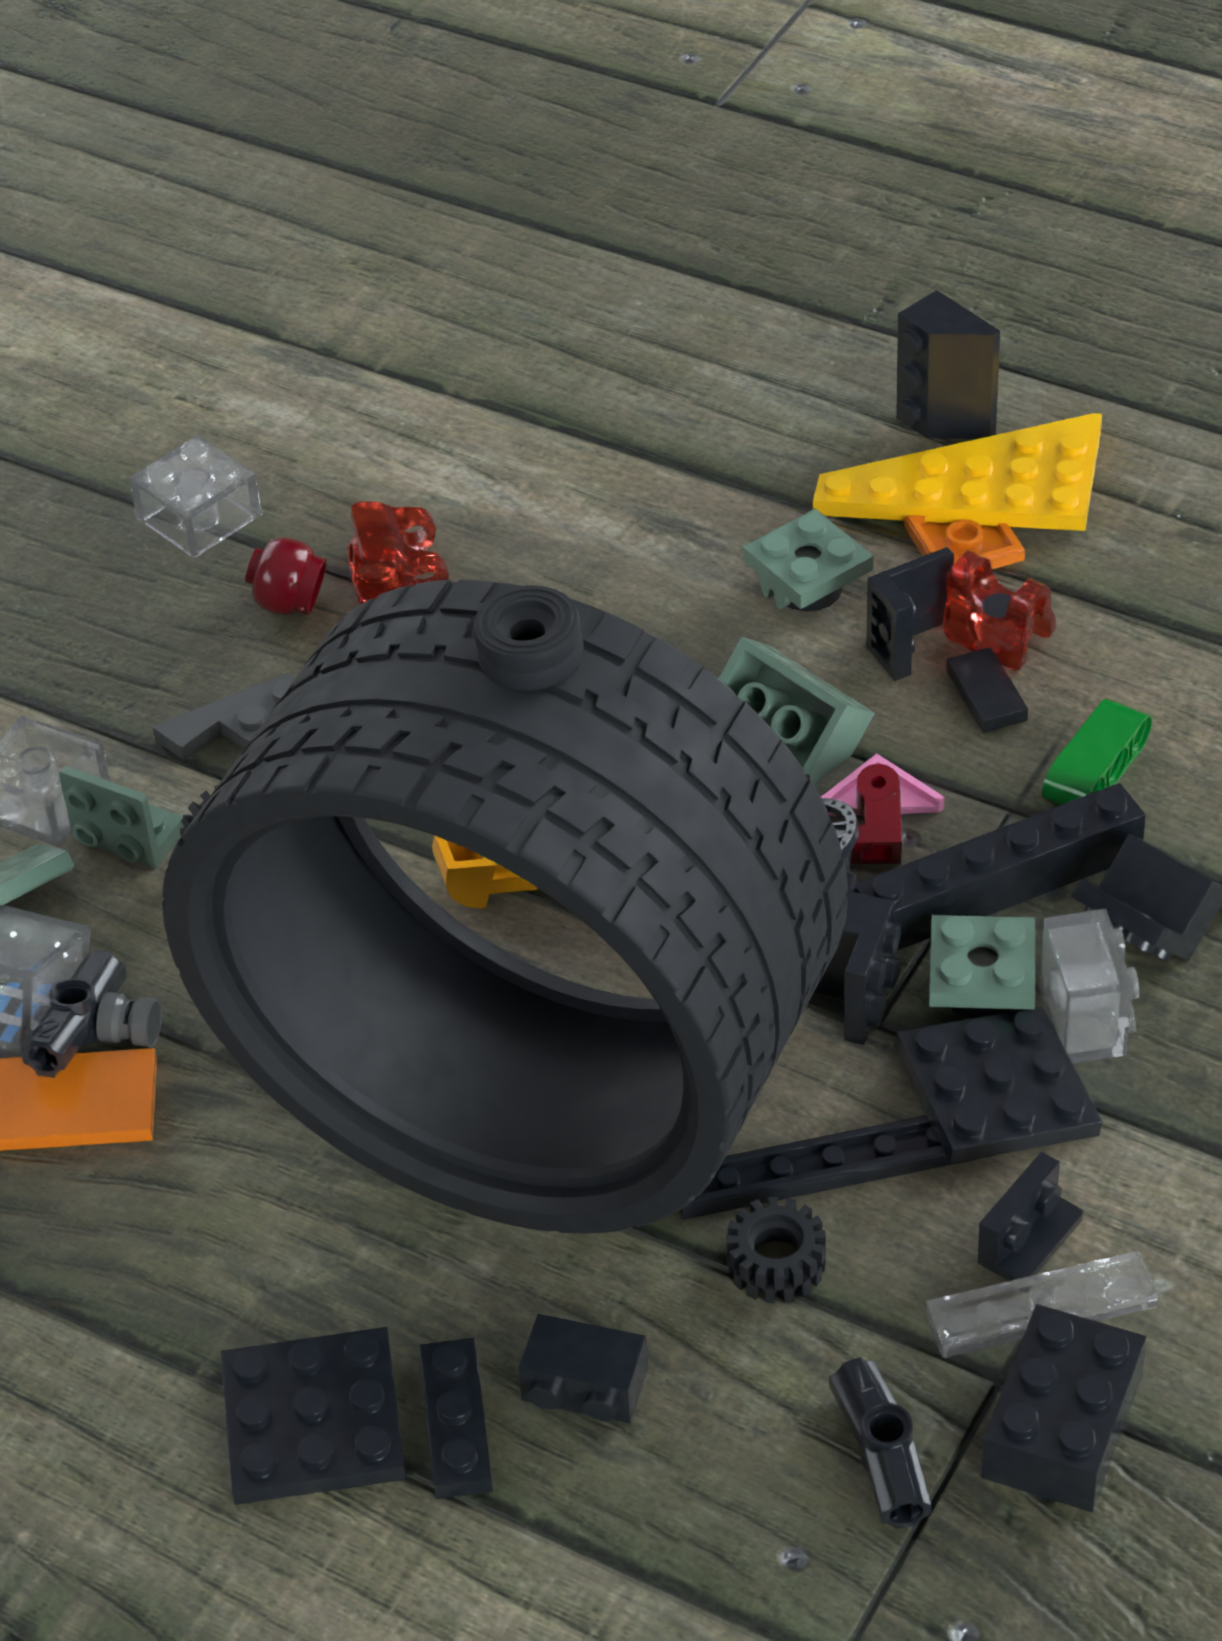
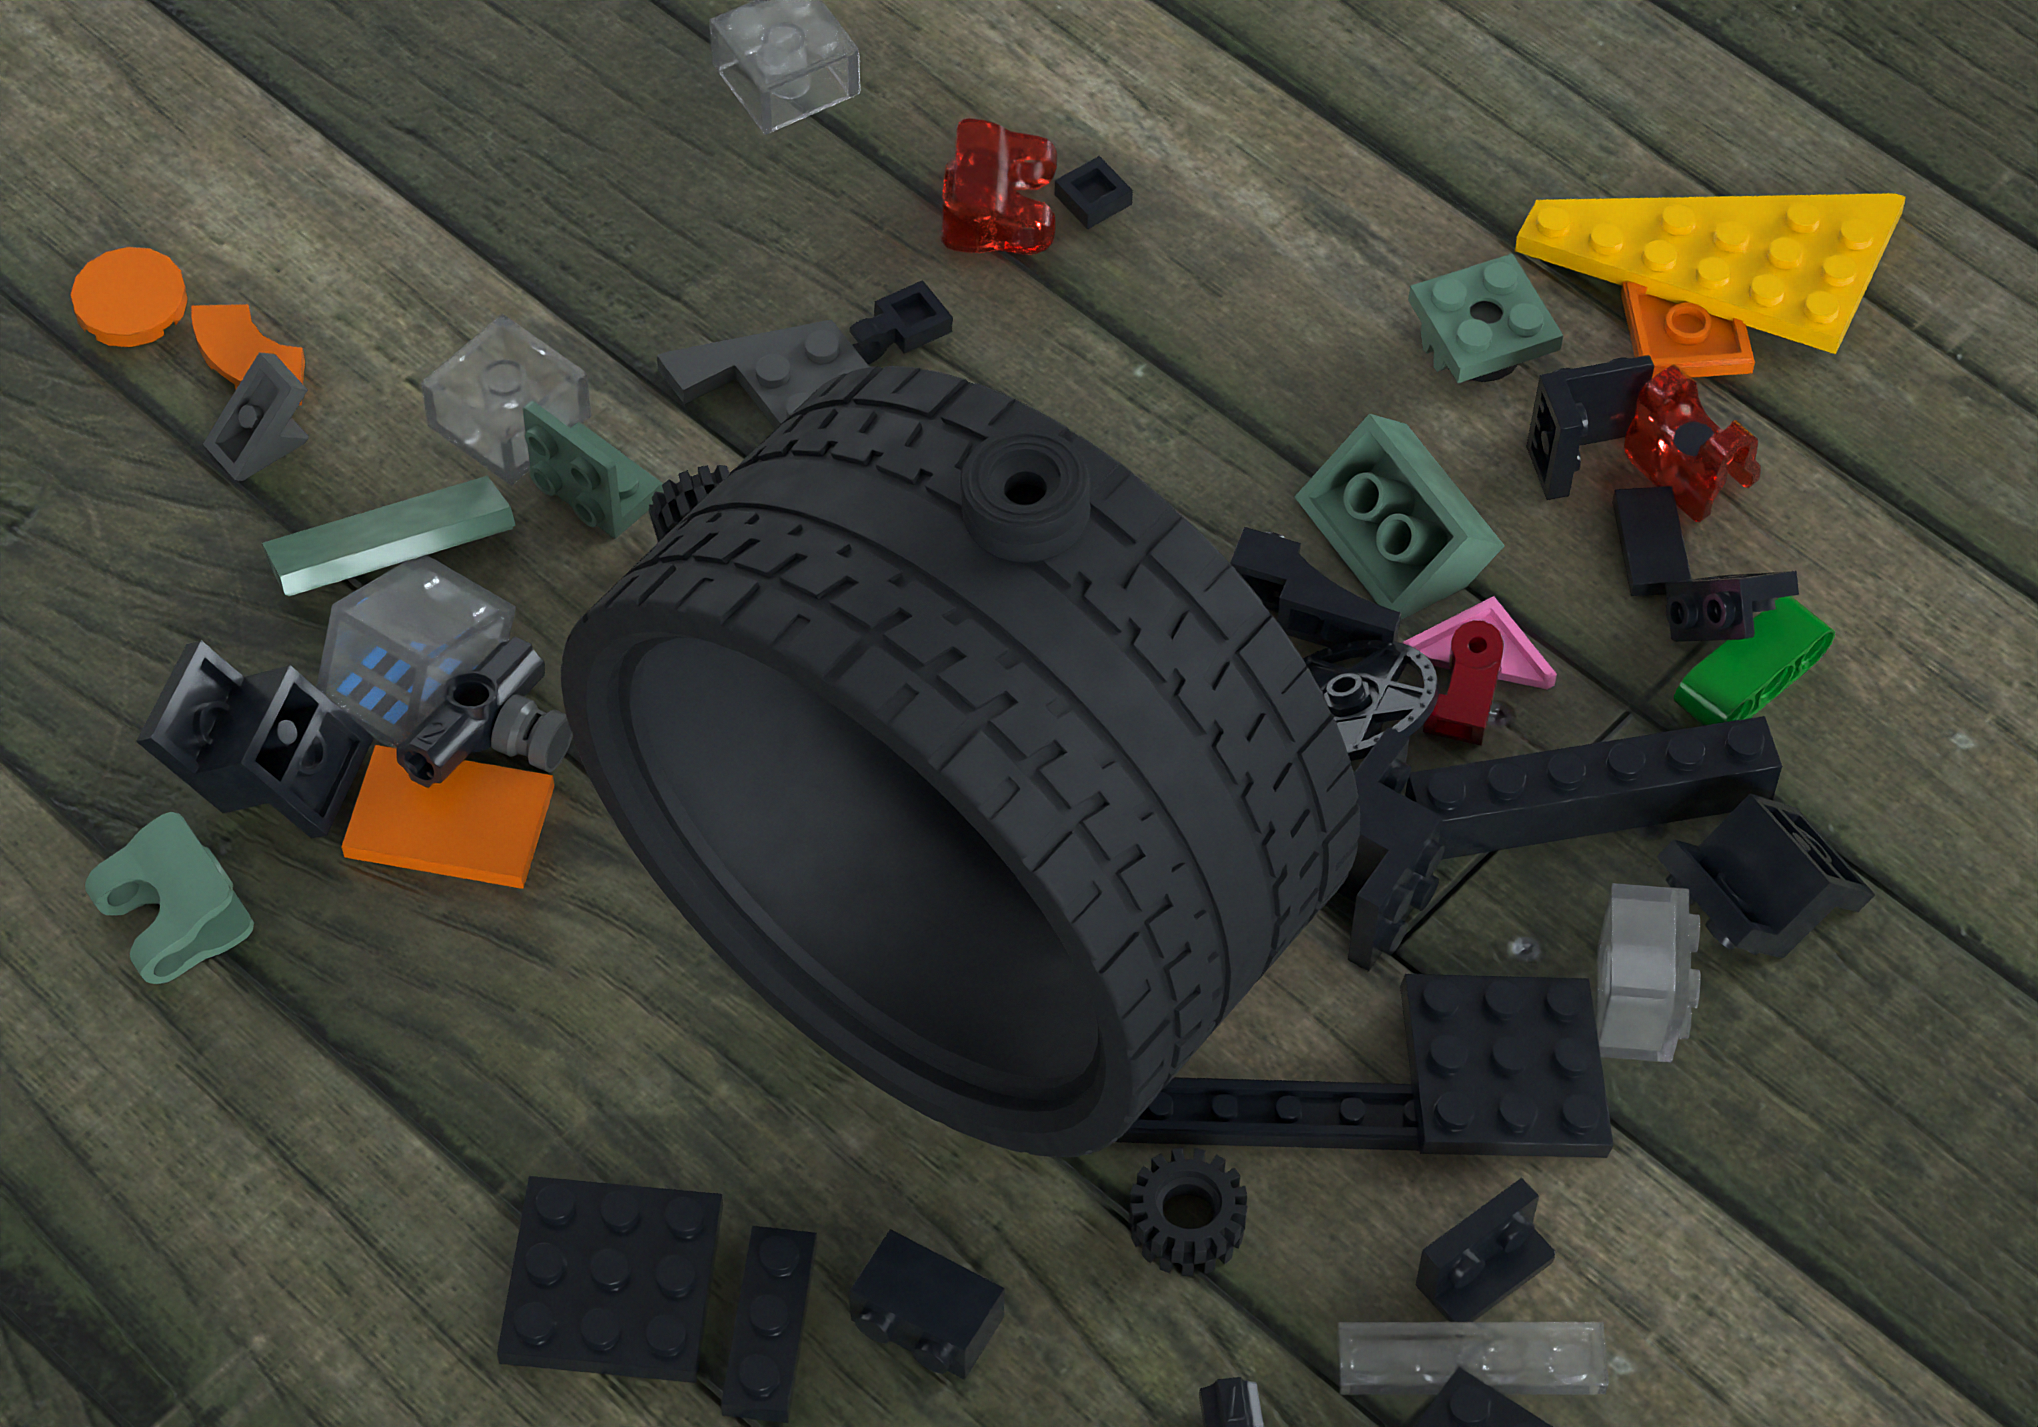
camera: 10 degrees right, 10 degrees up
(286, 576) = (861, 193): dark red piece -> none
(470, 540) = (1093, 192): none -> black plate
(947, 370) = (1725, 103): black slope -> none
(982, 964) = (1532, 910): sand green piece -> none
(1060, 714) = (1724, 604): none -> black bracket

